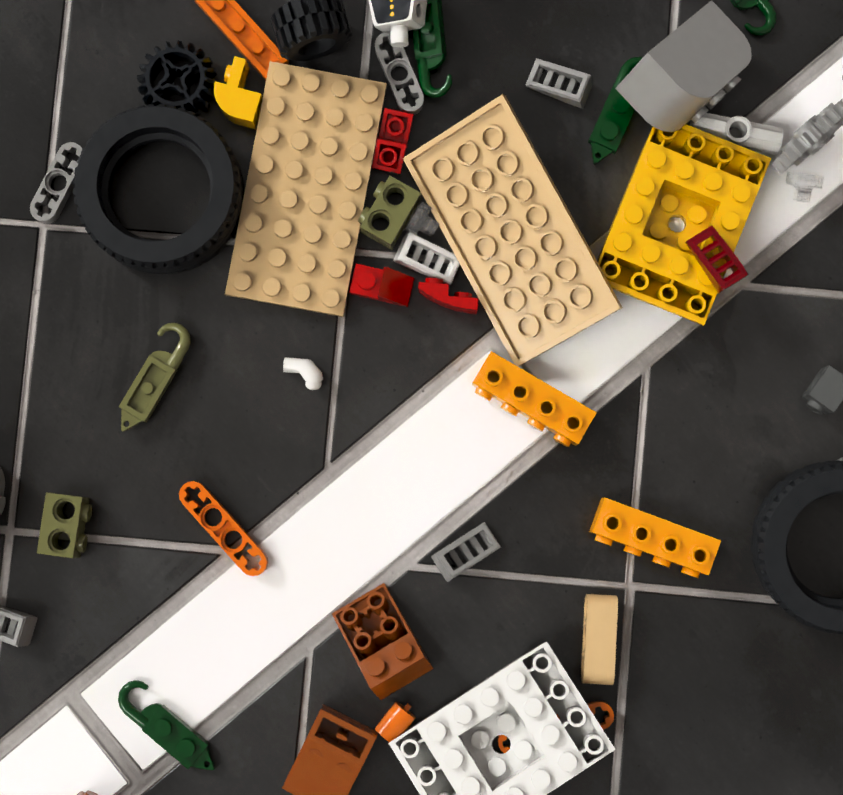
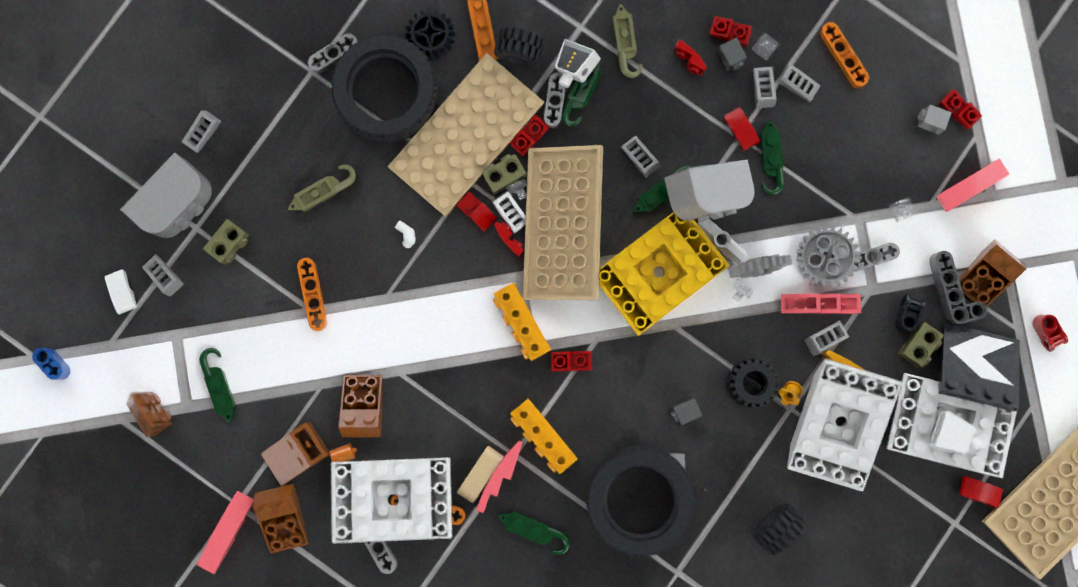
camera: 20 degrees right, 0 degrees up
(235, 102) = (454, 61): yellow brick -> none
(443, 565) = (419, 384): light grey slope -> none
(629, 614) = (503, 470): none -> coral slope
(630, 413) = (571, 361): none -> red slope
(713, 274) = (665, 319): dark red slope -> none
(716, 672) = (534, 530): none -> dark green plate

